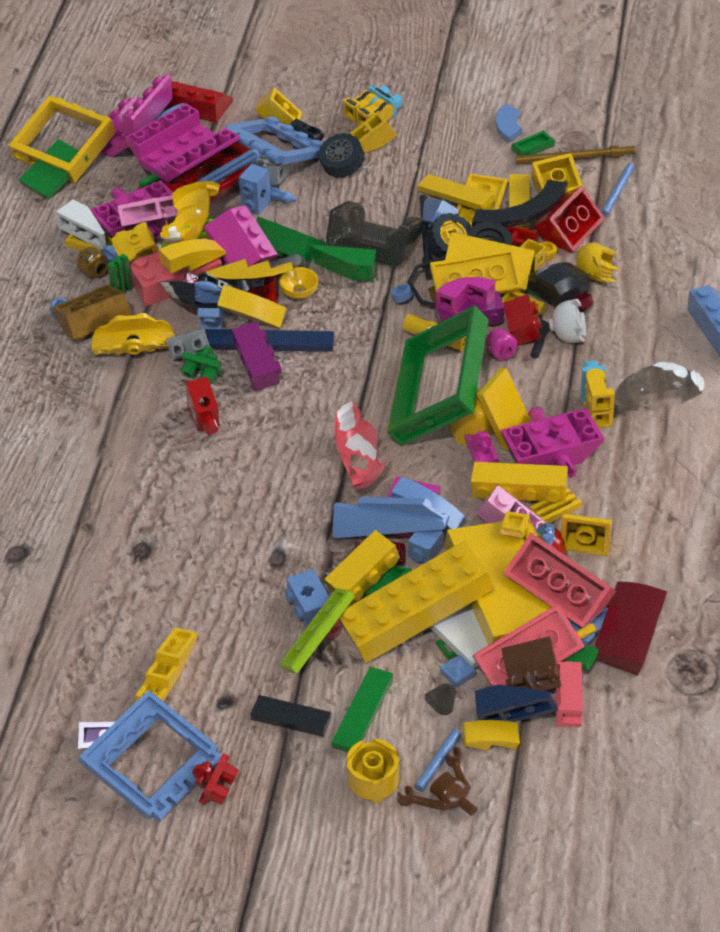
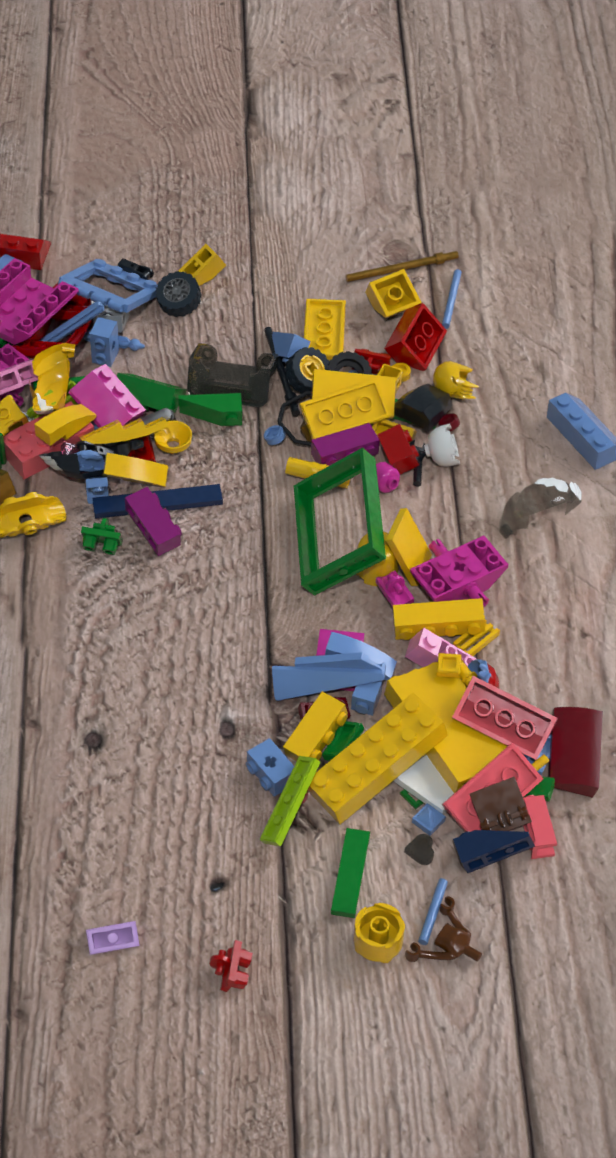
camera: 15 degrees left, 5 degrees up
(124, 733) = (134, 936): medium blue hinge -> none
(168, 663) = (153, 860): yellow slope -> none
(187, 342) = (82, 515): light grey hips -> none
(206, 413) = (116, 582): red torso -> none
(277, 106) = (100, 247): yellow slope -> none
(291, 715) = (284, 889): black tile -> none
(358, 437) = (276, 593): coral animal -> none
(370, 102) = (193, 235): hips -> none
(455, 192) = (299, 321): yellow tile -> none
(455, 293) = (348, 425): dark pink brick -> none
(485, 733) = (475, 877): yellow slope -> none
(506, 122) = (327, 239): medium blue tile -> none
(519, 192) = (361, 322): yellow tile -> none
(528, 211) = (374, 336): black tile -> none
(533, 144) = (359, 259): green tile -> none
(586, 534) = (515, 662): yellow slope -> none
(595, 394) = (488, 518): yellow hips -> none

